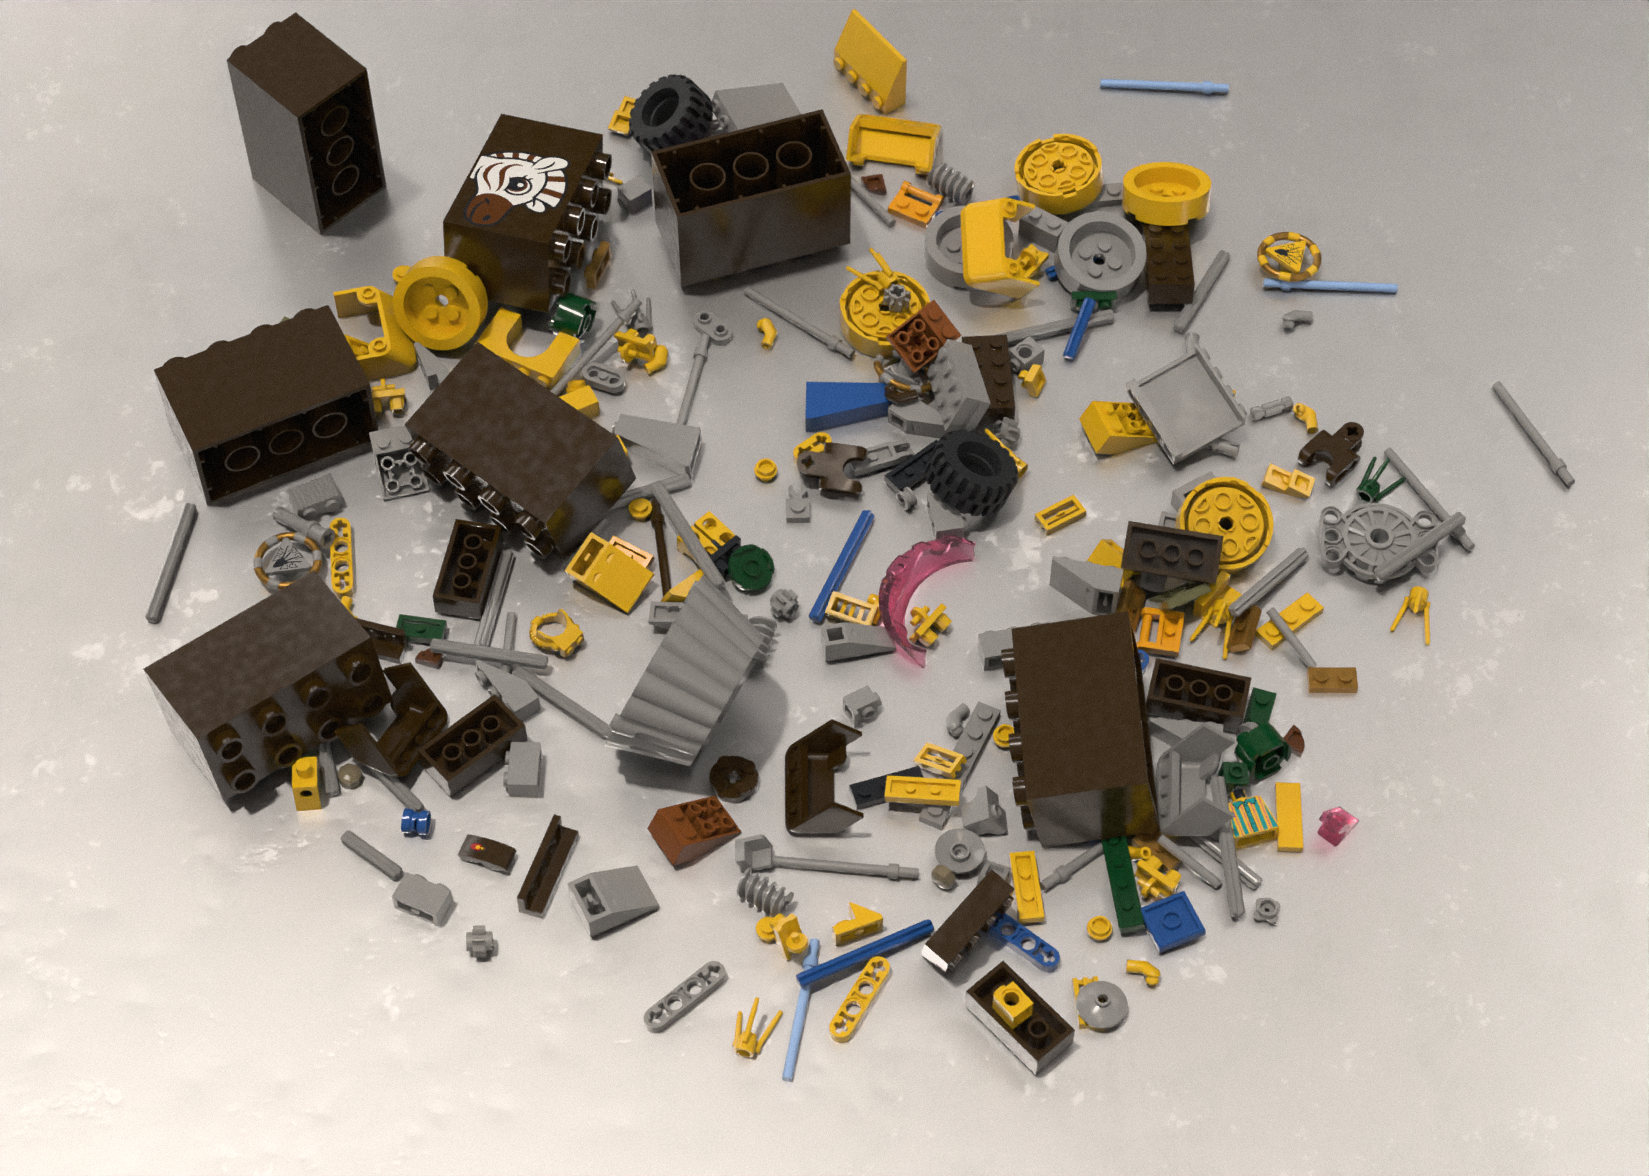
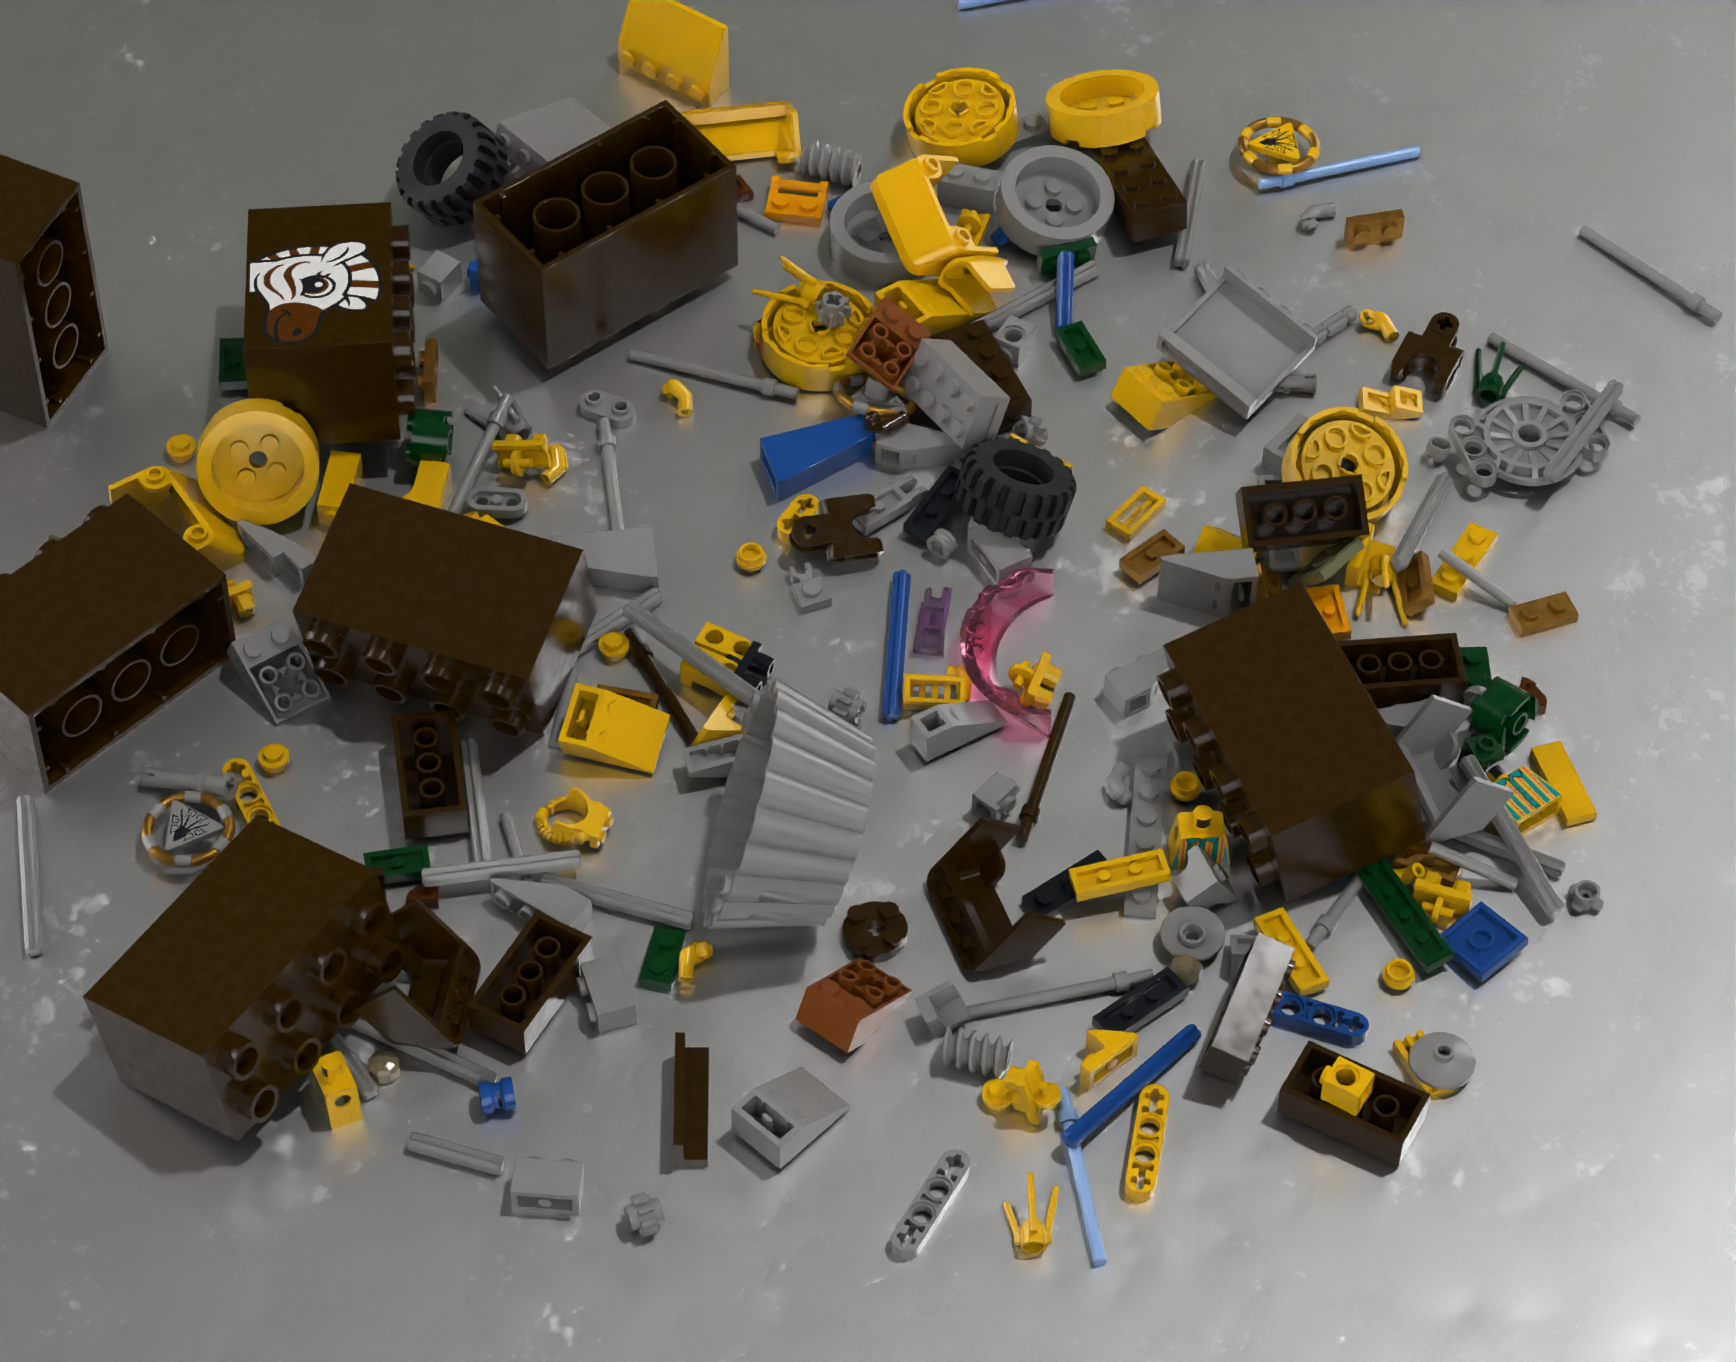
camera: 20 degrees left, 5 degrees down
(315, 497) = (188, 743): light grey brick -> none
(370, 524) = (273, 757): none -> yellow plate
(489, 852) = (609, 1105): dark brown slope -> none
(575, 754) = (662, 958): none -> dark green plate
(594, 759) = (691, 956): none -> yellow arm
(620, 118) = (383, 184): yellow slope -> none
(750, 568) = (790, 667): dark green tile -> none
(875, 558) = (933, 623): none -> clear purple hinge
(884, 721) = (1030, 811): none -> dark brown bar
(899, 893) = (1142, 1003): none -> black plate
(937, 764) = (1120, 840): yellow tile -> none
(973, 311) = (926, 303): none -> yellow slope
(997, 777) = (1198, 828): none -> yellow torso
(1014, 304) = (974, 287): none -> yellow piece
(1033, 380) = (1033, 366): yellow tile -> none
(1061, 547) = (1145, 559): none -> pearl gold plate
(1073, 375) = (1080, 348): none -> dark green plate
(1146, 968) = (1473, 1004): yellow arm -> none
(1305, 525) = (1438, 449): none -> light grey hinge
(1335, 340) = (1374, 227): none -> pearl gold plate
(1336, 825) = (1623, 778): clear pink slope -> none
(1417, 602) = (1604, 497): yellow plant -> none

